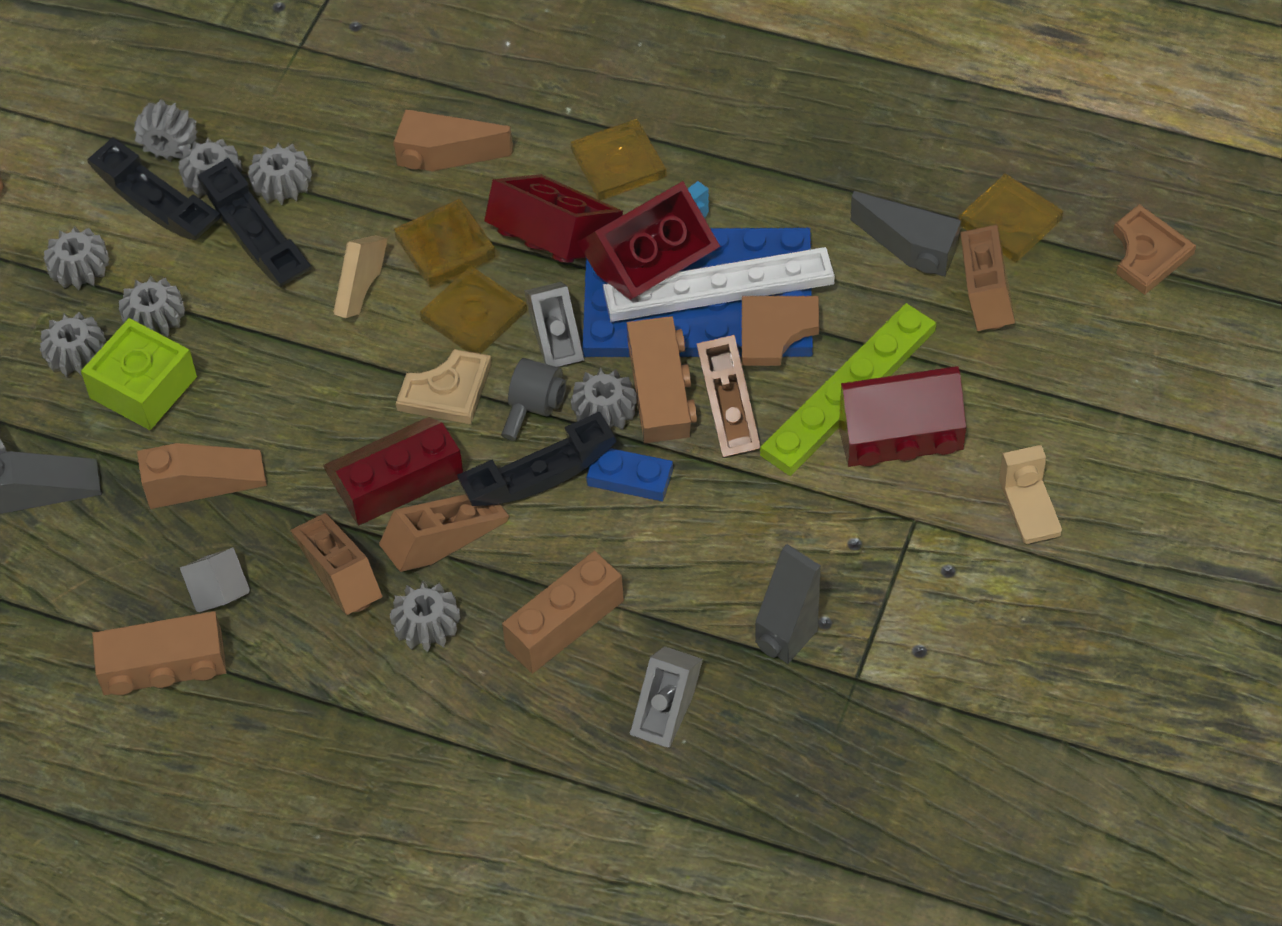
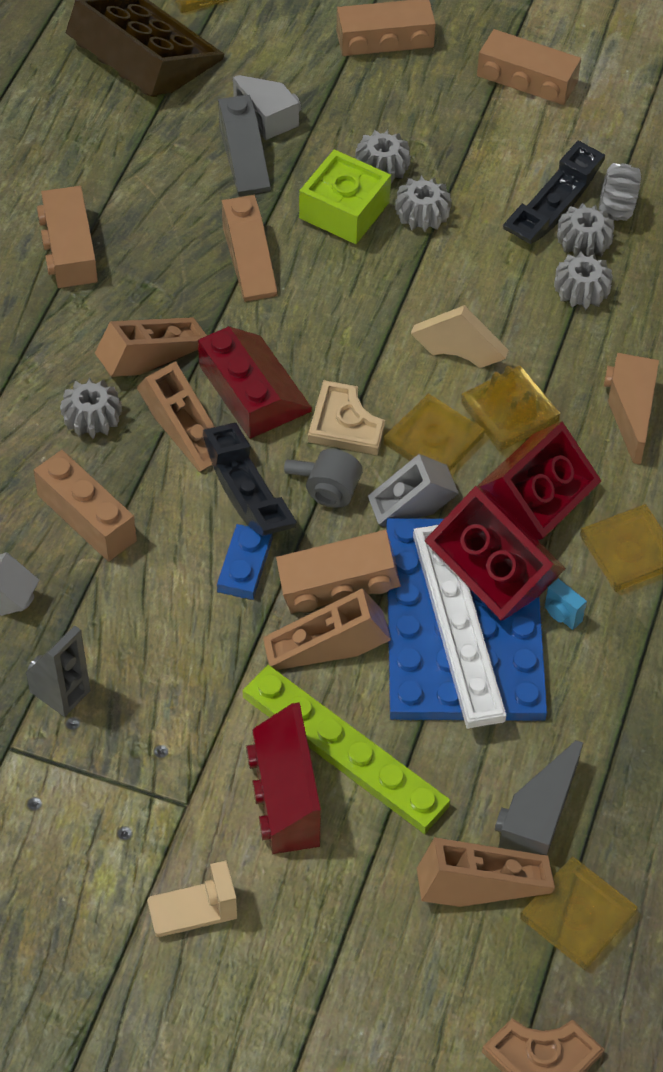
camera: 85 degrees right, 0 degrees up
(76, 258) = (476, 150): light grey gear -> none
(215, 580) = (139, 267): light grey panel -> none
(251, 225) = (522, 267): black slope -> none
(607, 395) = (320, 528): light grey gear -> none
(774, 324) = (406, 668): medium nougat tile -> none

